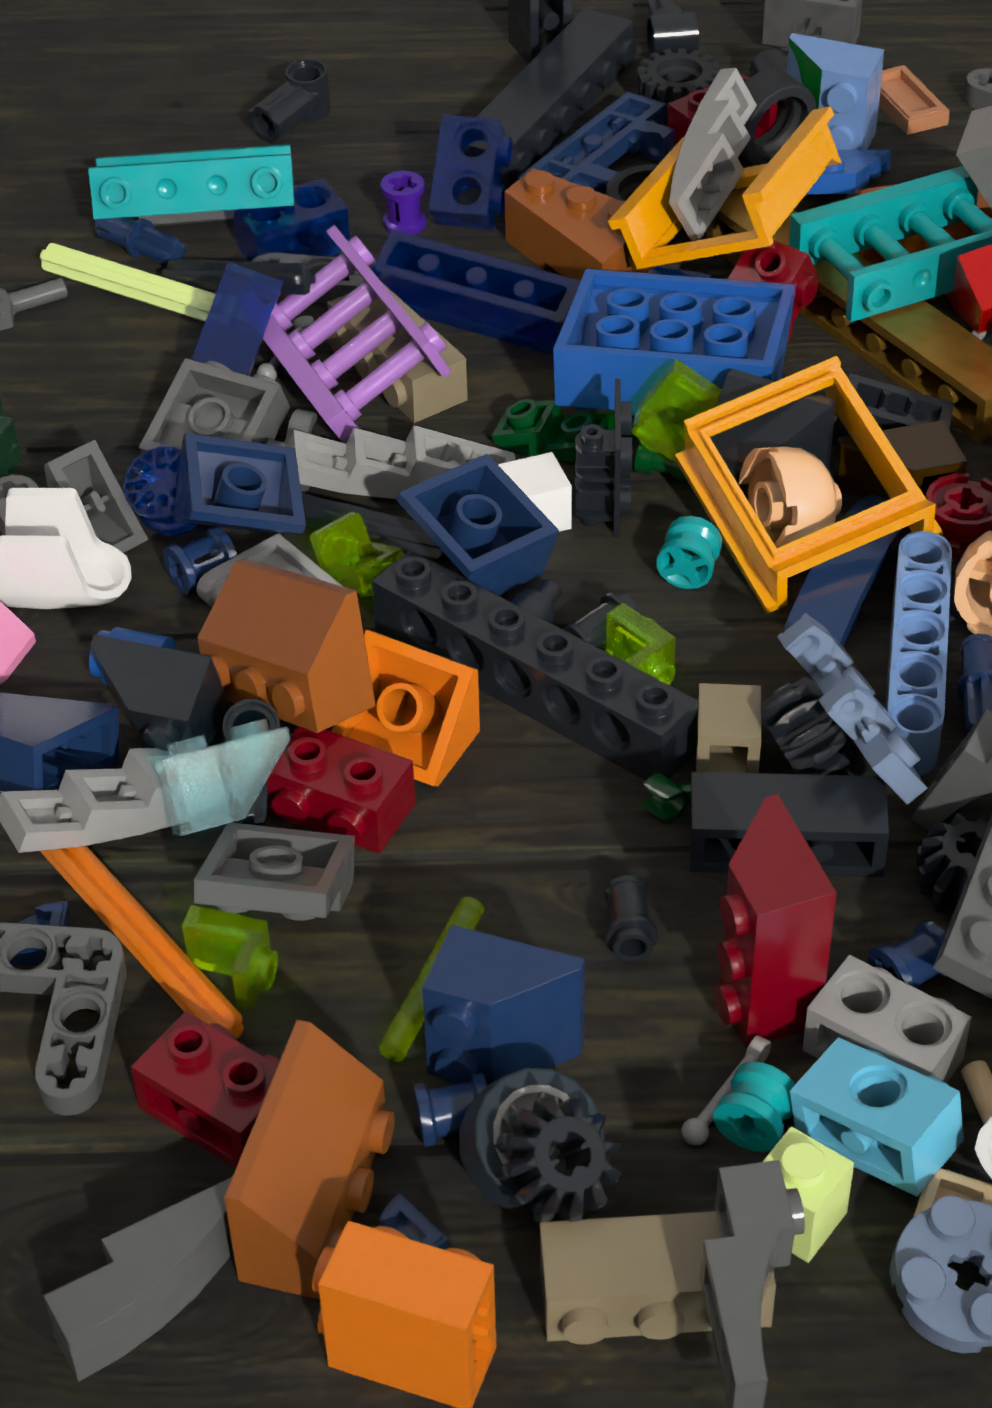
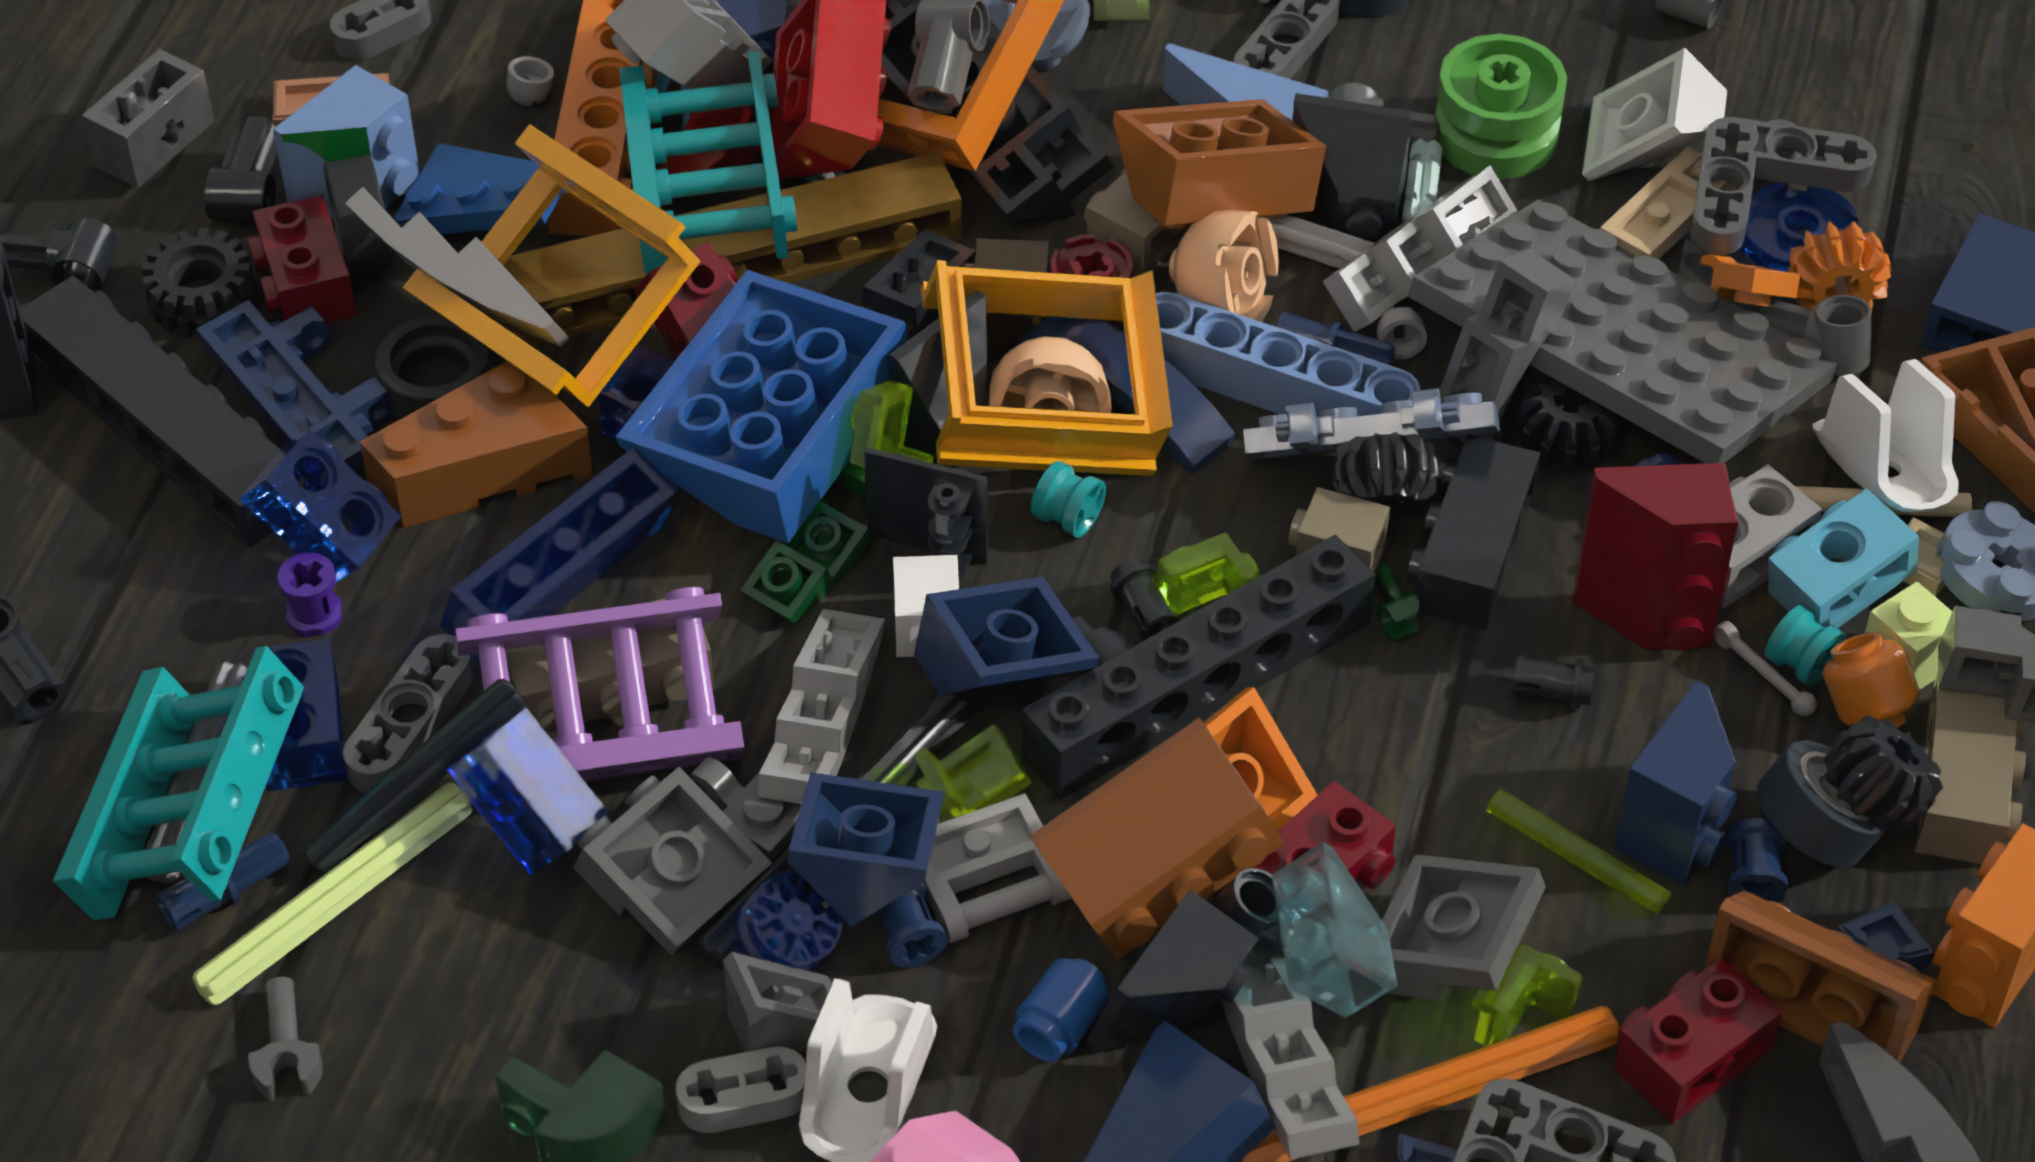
camera: 75 degrees left, 5 degrees up
(706, 1144) = (1870, 679): none -> orange head

